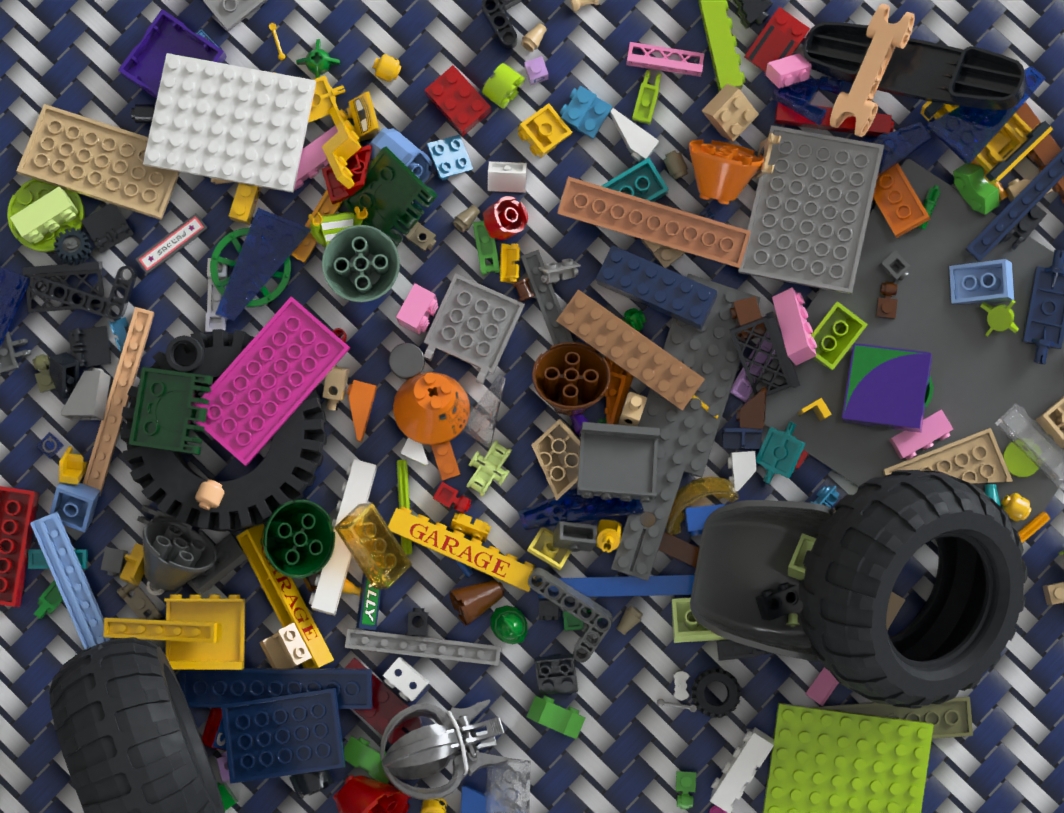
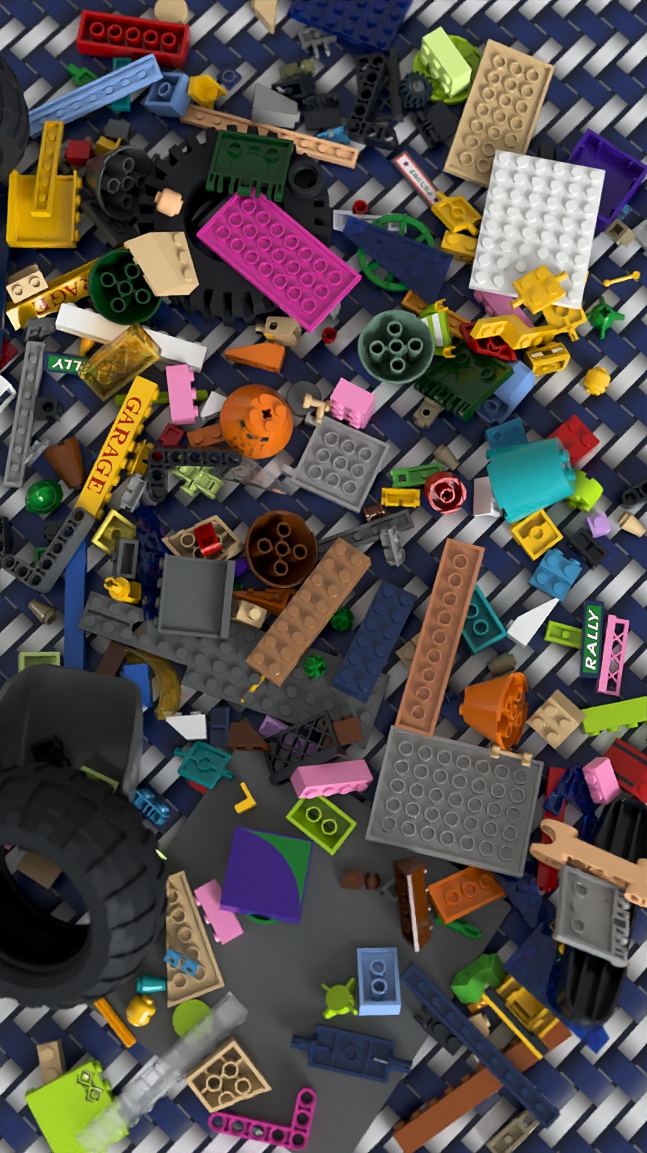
camera: 90 degrees right, 5 degrees down
(140, 599) = (78, 152): none -> red brick
(196, 305) = (358, 206): none -> red hinge
(209, 205) = (456, 213): none -> yellow plate
(231, 41) = (620, 233): none -> dark tan brick
(279, 494) = (165, 262): none -> tan wedge
(299, 121) = (538, 289): none -> yellow plate
(333, 636) = (36, 328): none -> dark grey hinge
(405, 483) = (181, 394): none -> bright pink brick
(412, 355) = (321, 406): none -> tan piece
(464, 626) = (36, 450): none -> clear wing
(477, 474) = (186, 460): none -> black beam
(495, 131) = (530, 476): none -> teal cone
(515, 533) = (131, 500): none -> light grey hinge
(558, 451) = (207, 539): none -> red slope
(560, 79) = (587, 548): none -> black brick
(651, 77) = (591, 639): none -> tile
(683, 344) = (314, 666): none -> green gear
(910, 248) = (413, 902): none -> reddish brown slope
(923, 79) = (592, 915): none -> light grey hinge
(964, 474) = (190, 965): none -> dark azure piece

